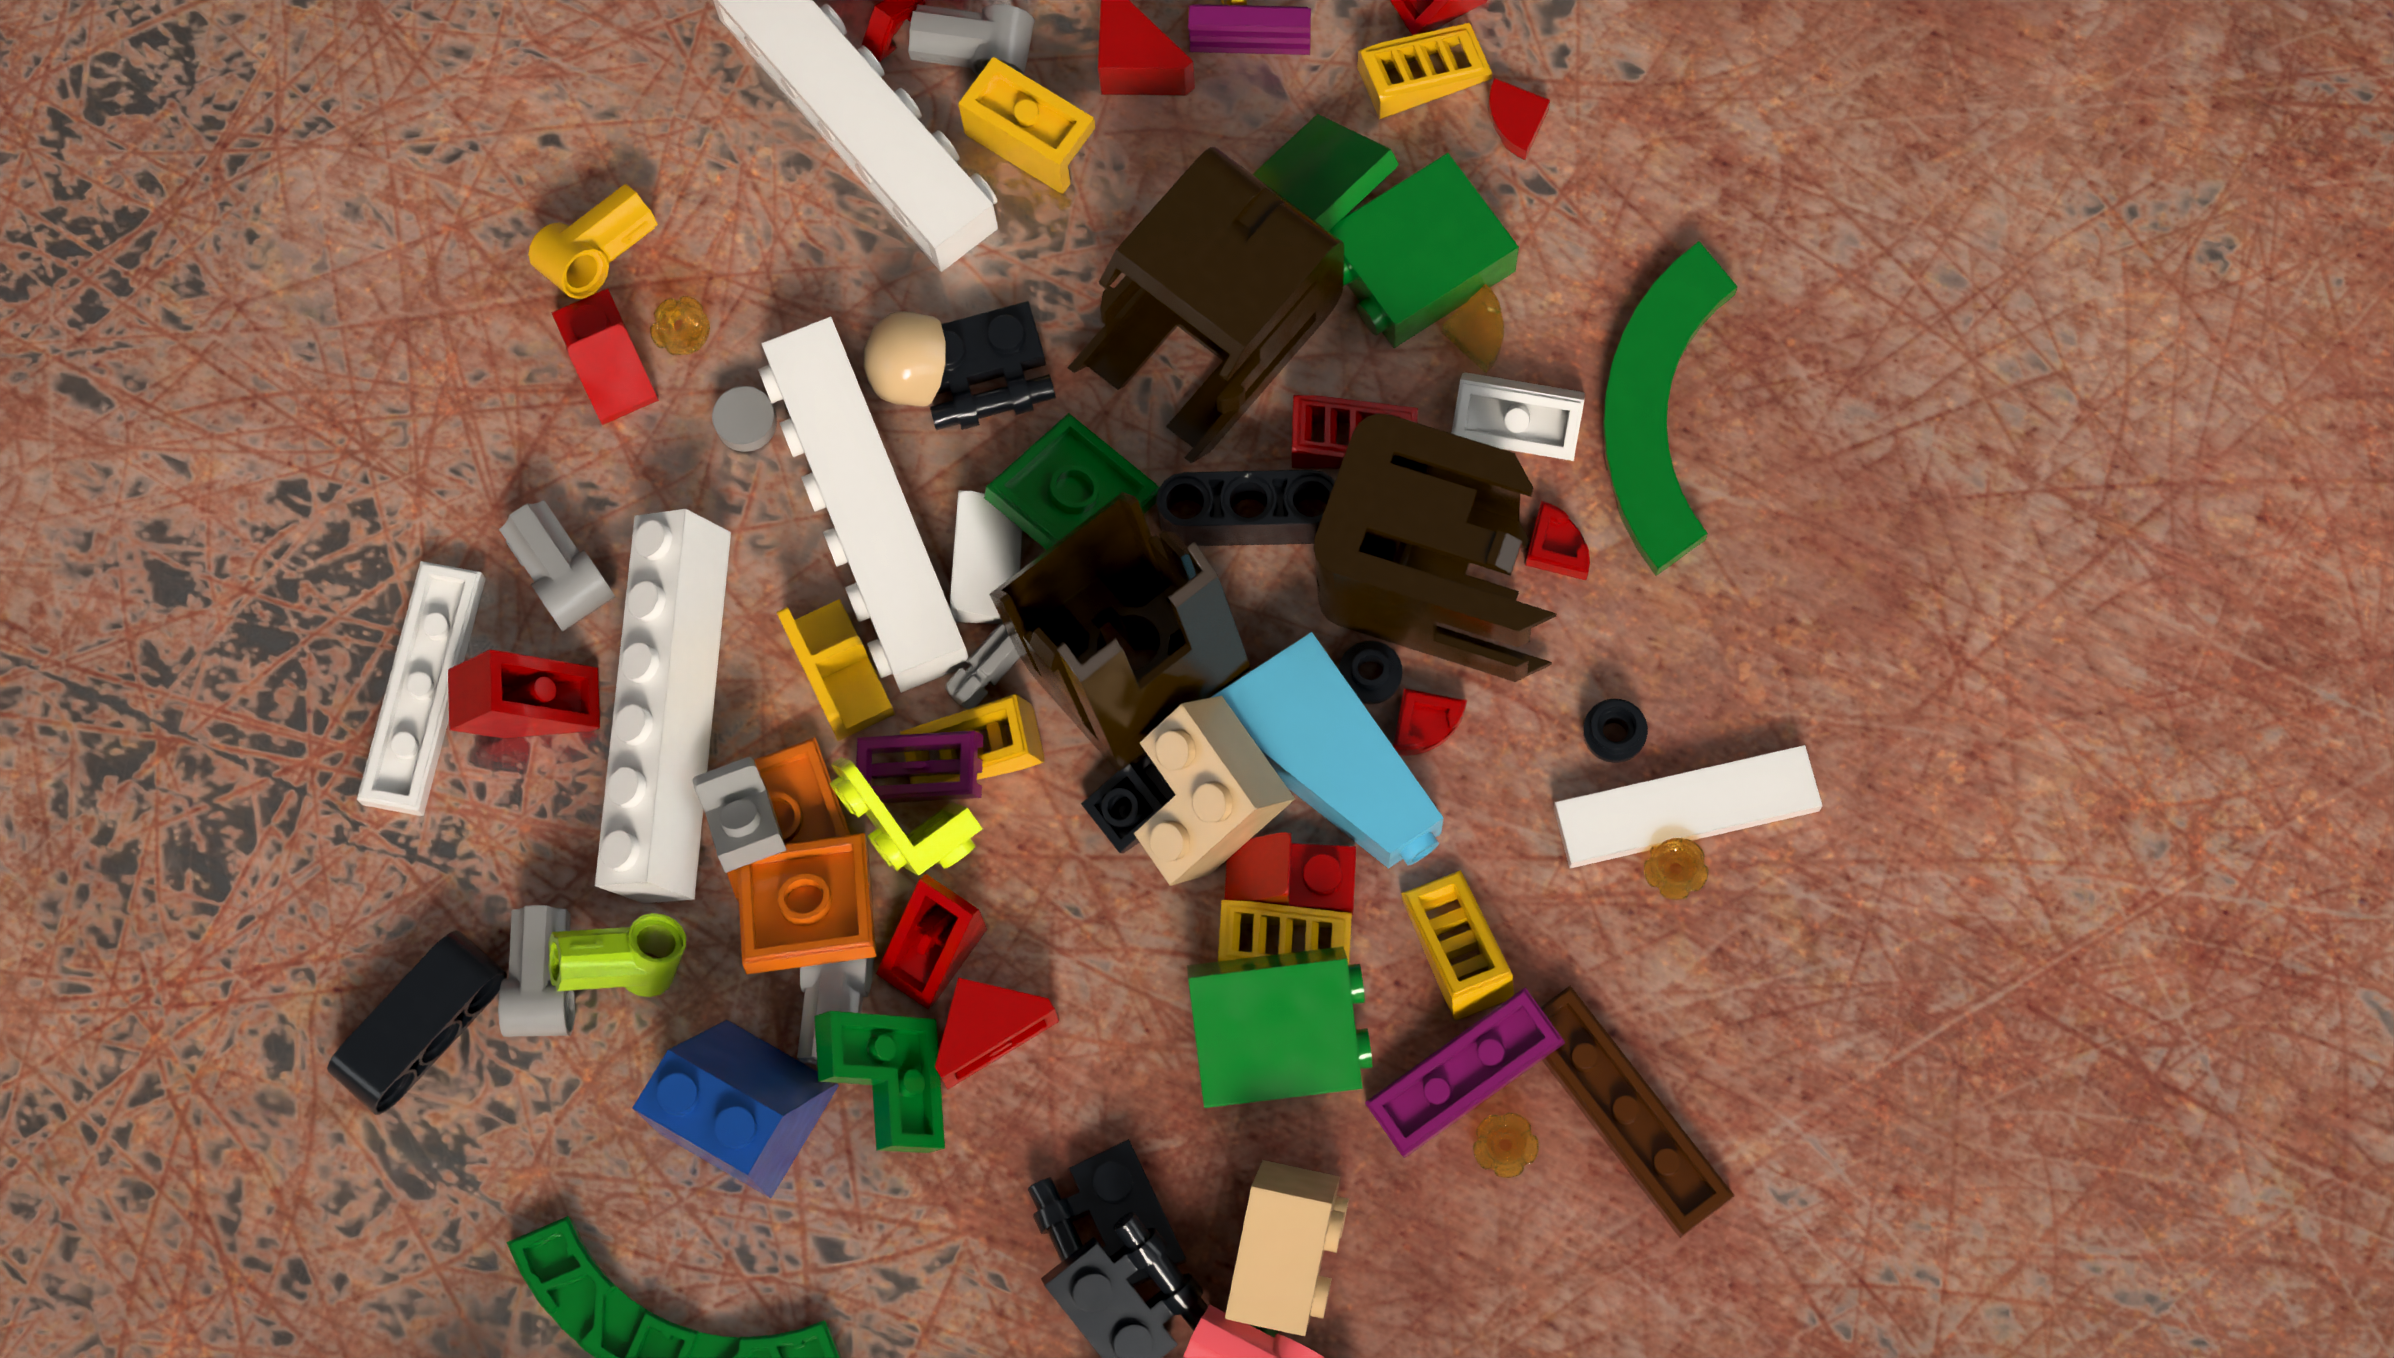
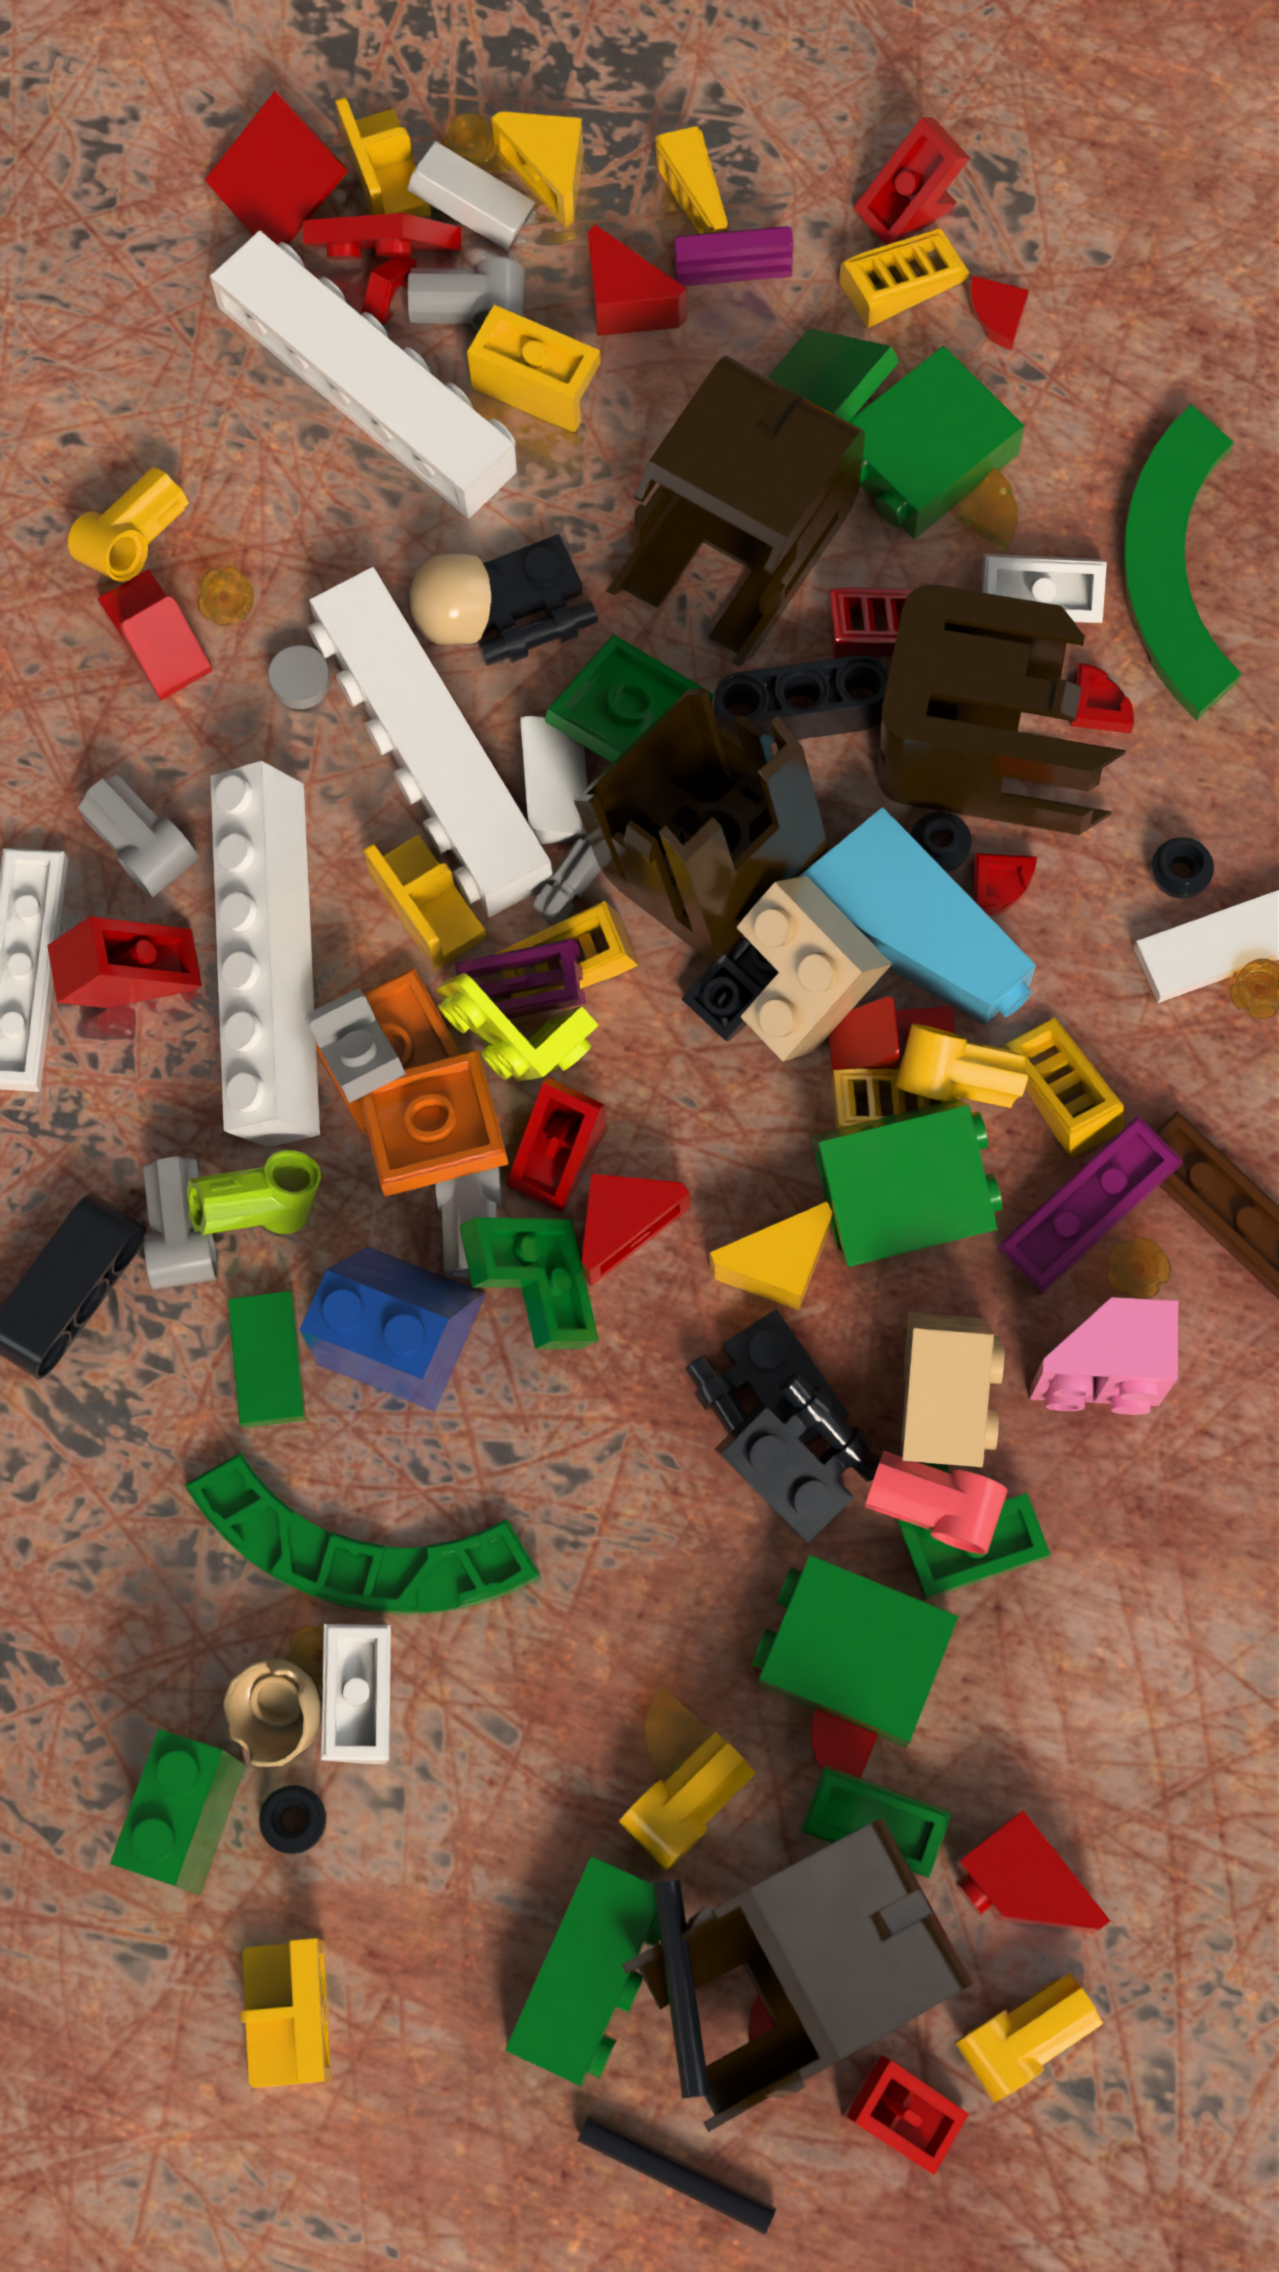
camera: 10 degrees left, 0 degrees up
(606, 1126) = (267, 1359): none -> green tile
(1139, 1087) = (777, 1259): none -> yellow slope
(1335, 910) = (947, 1065): none -> yellow piece
(1460, 1236) = (1115, 1357): none -> bright pink slope

